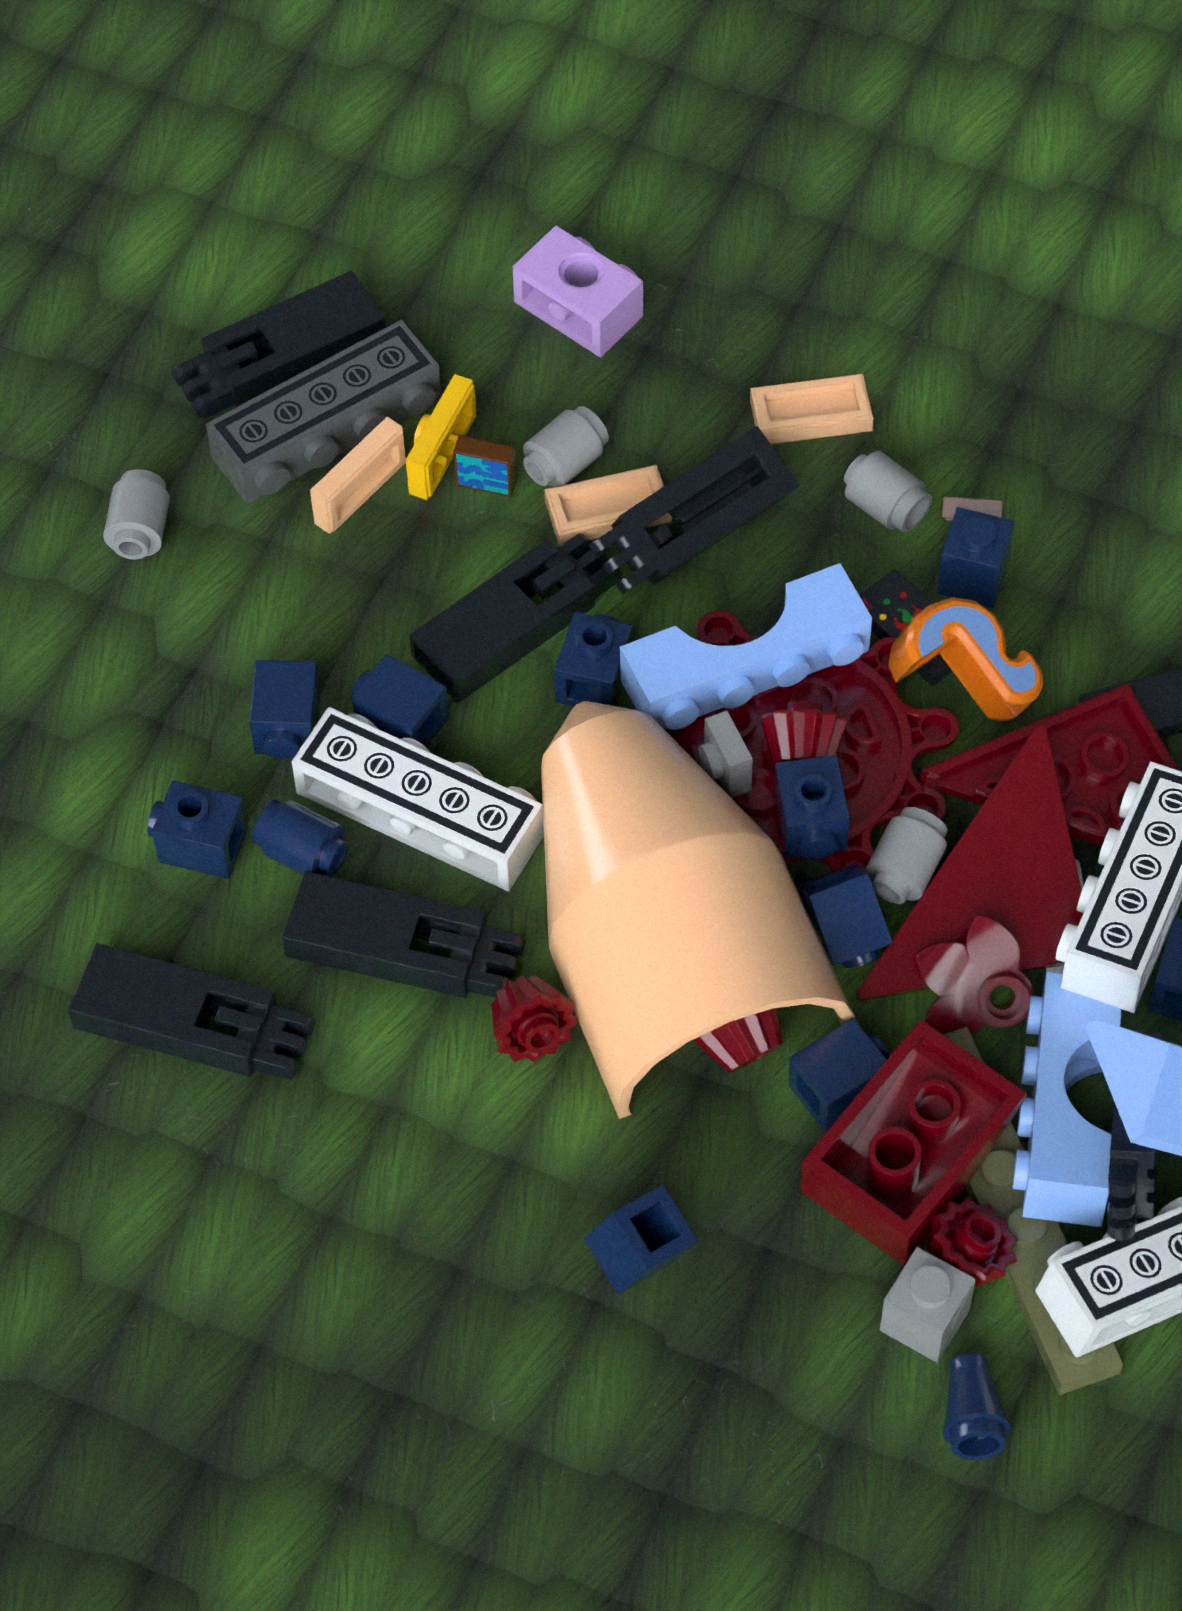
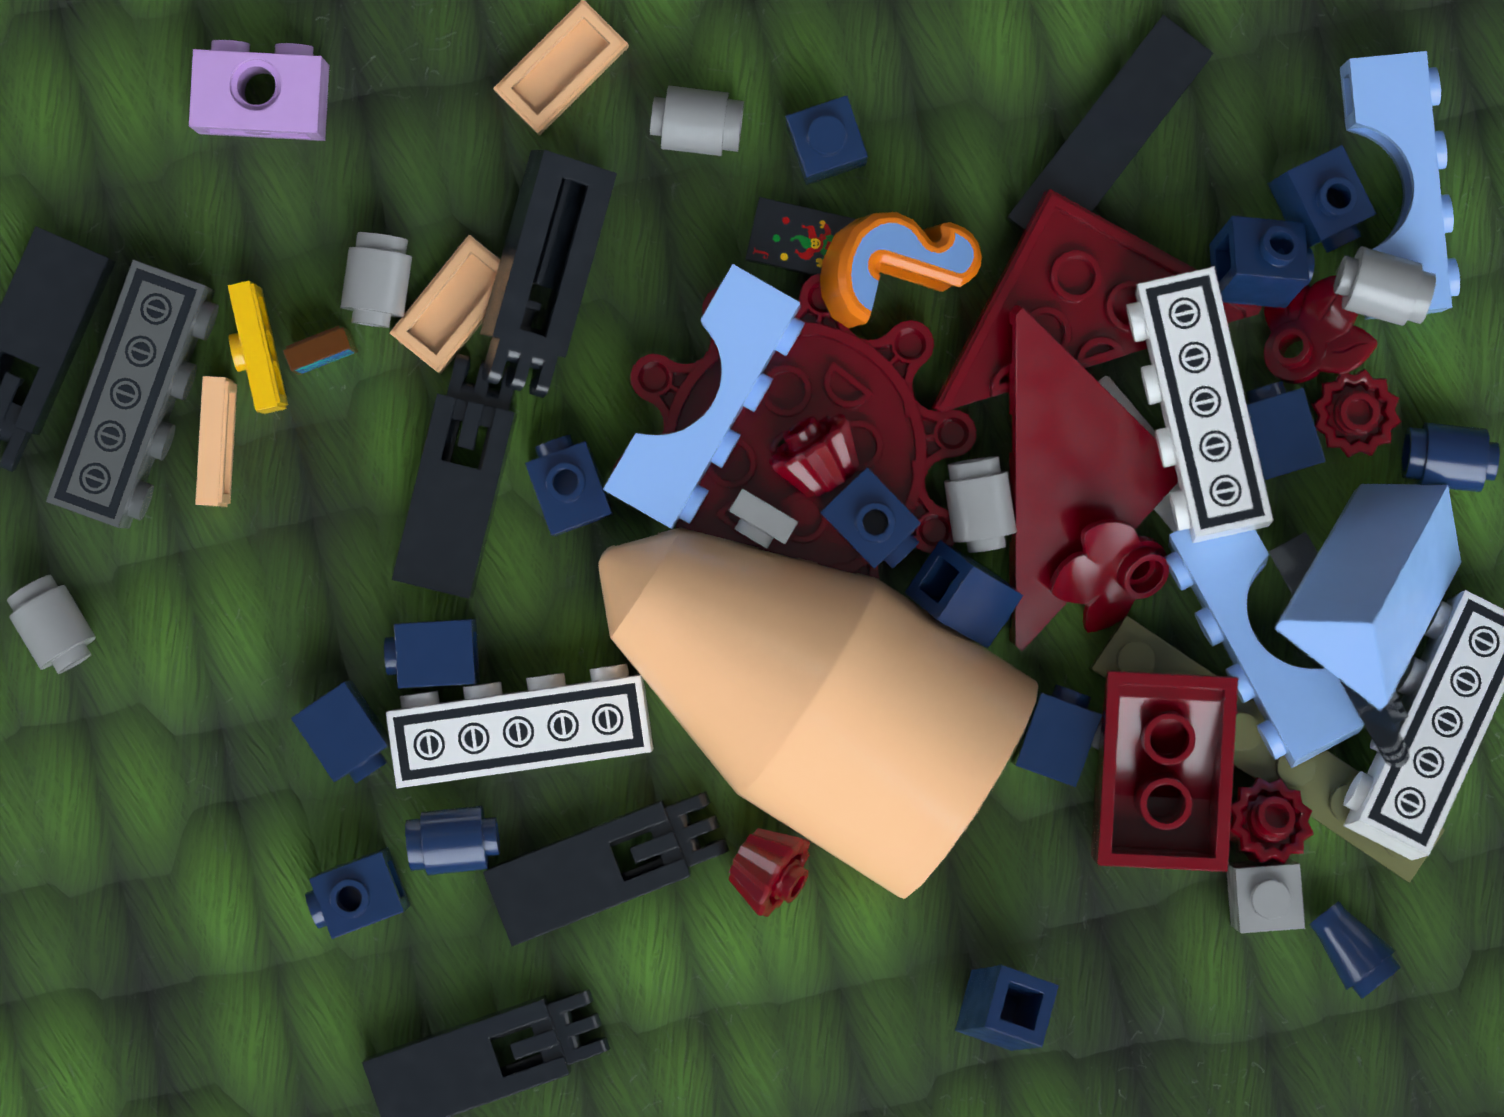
camera: 40 degrees left, 30 degrees up
(985, 506) = (786, 88): tile -> none

